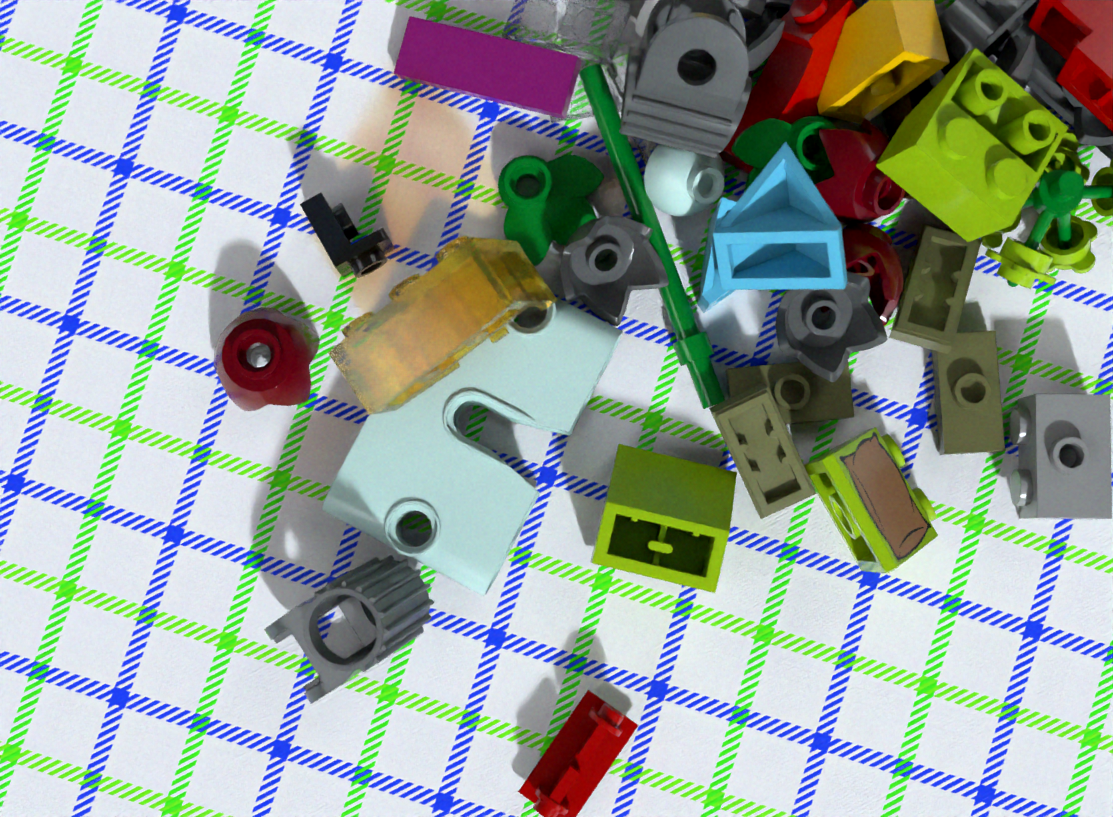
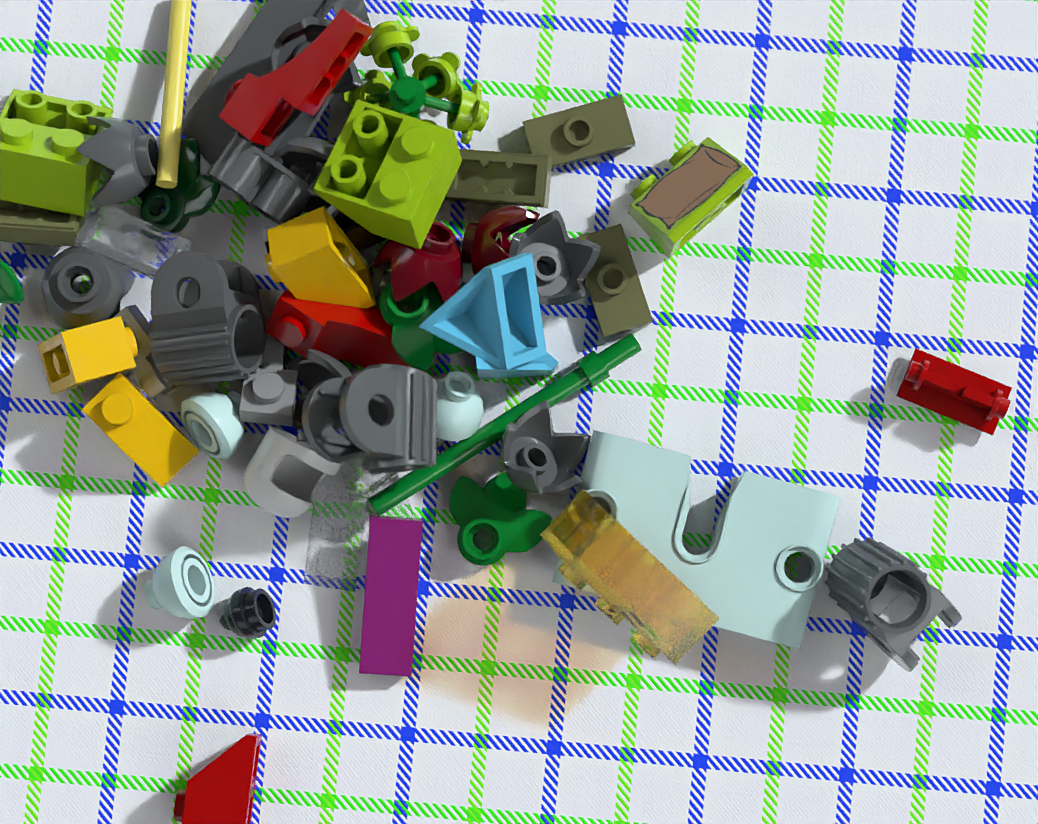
camera: 100 degrees left, 0 degrees up
(287, 374) = (656, 732): dark red piece -> none
(335, 232) = (562, 693): black bracket -> none
(665, 518) = (742, 361): lime slope -> none
(762, 450) = (667, 293): olive plate -> none
(1062, 456) = (618, 47): light grey brick -> none

